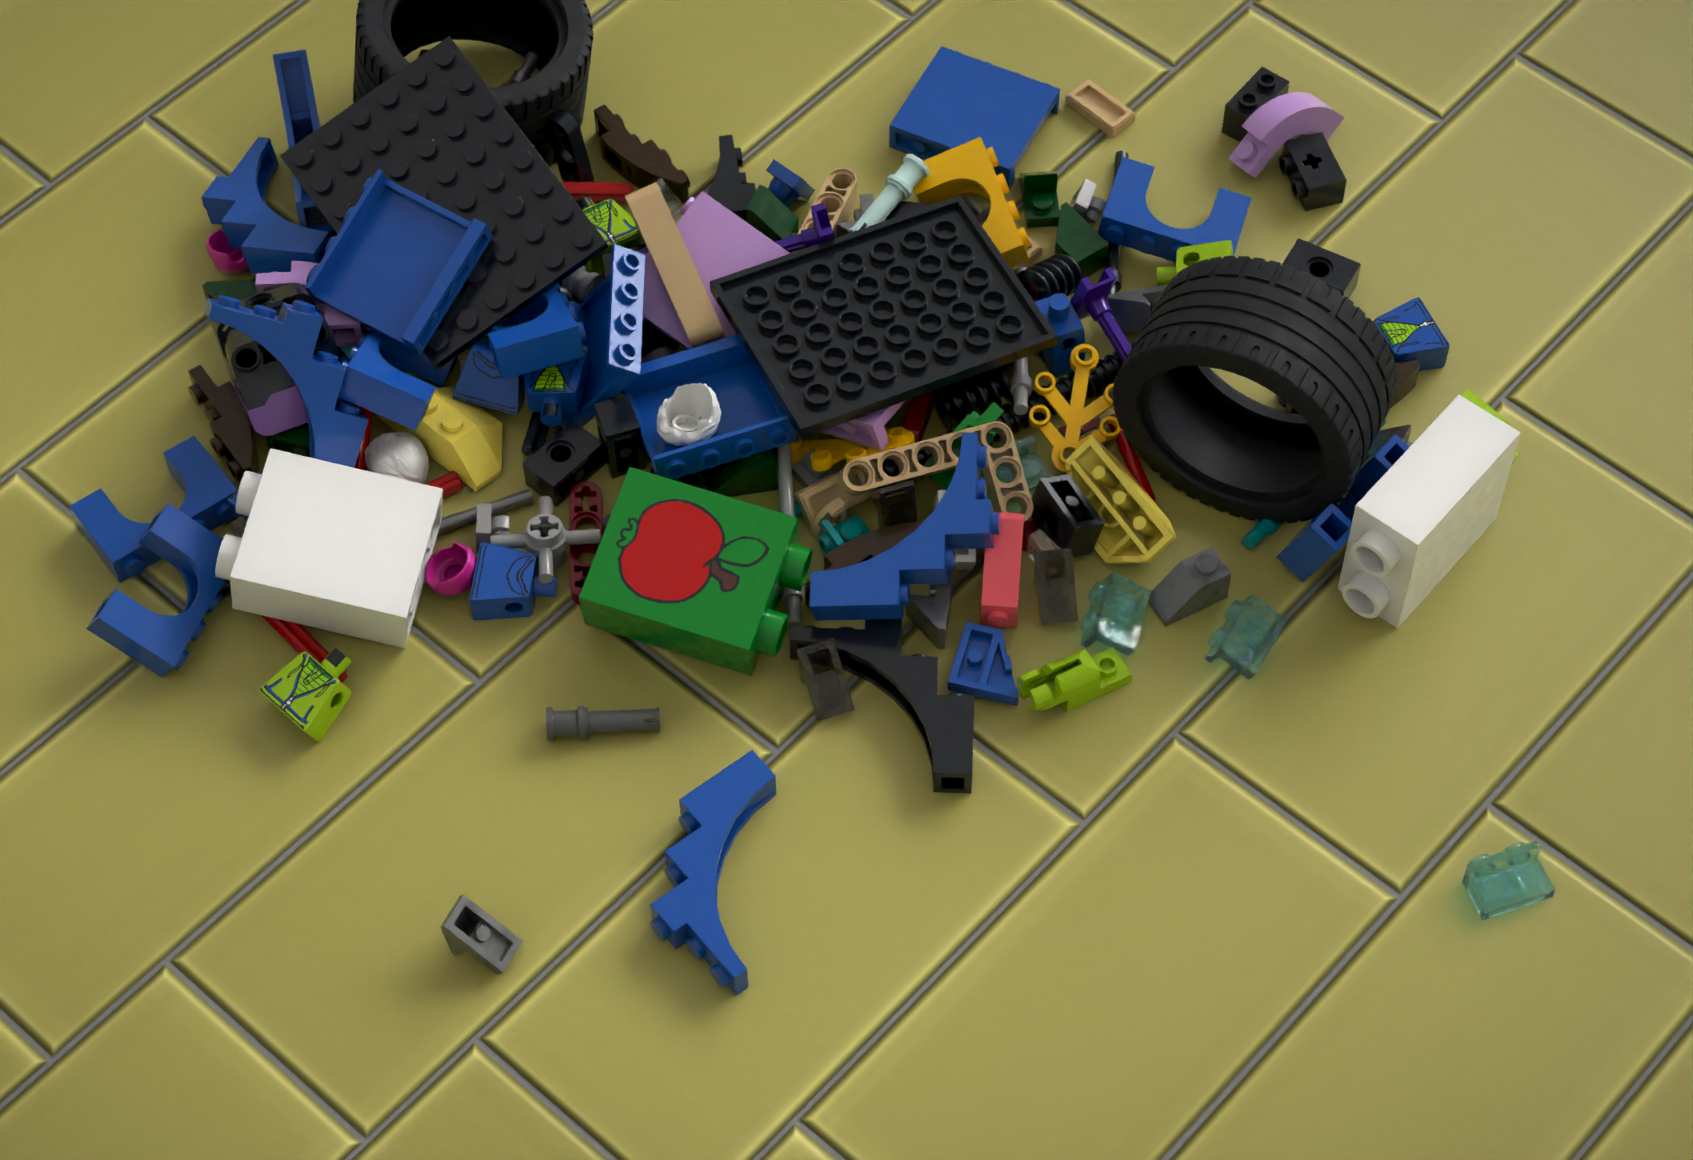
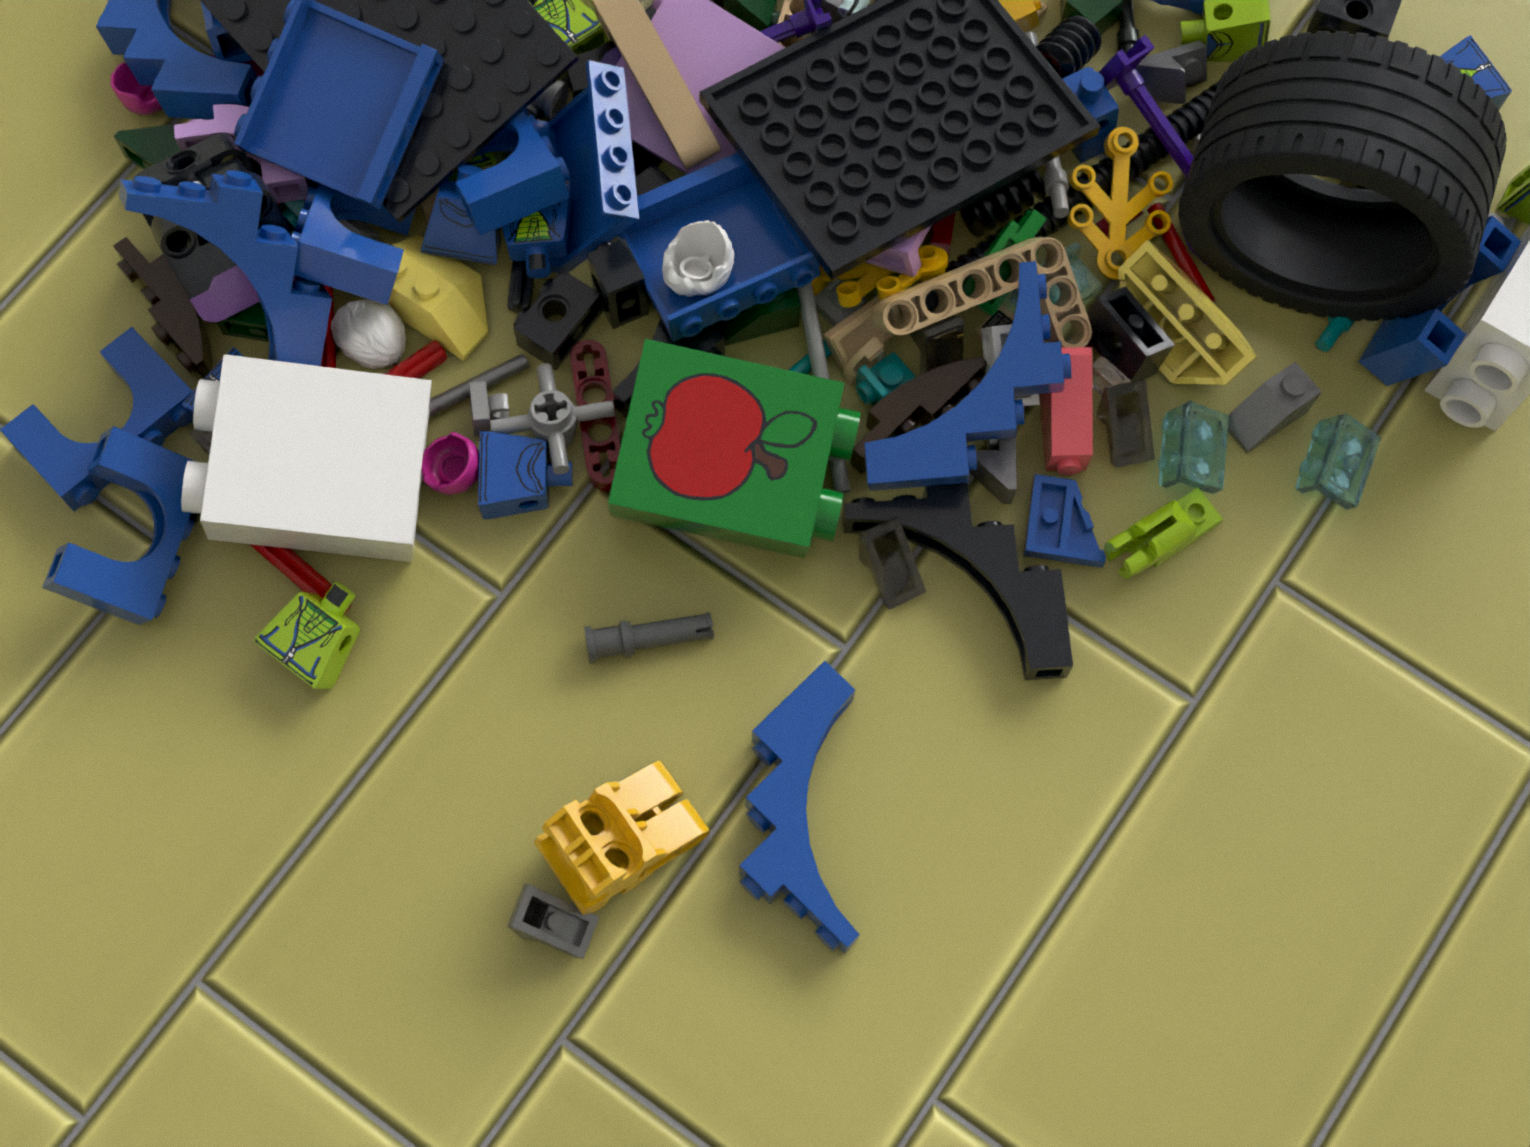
camera: 10 degrees left, 15 degrees up
(549, 872) = (626, 837): none -> yellow connector

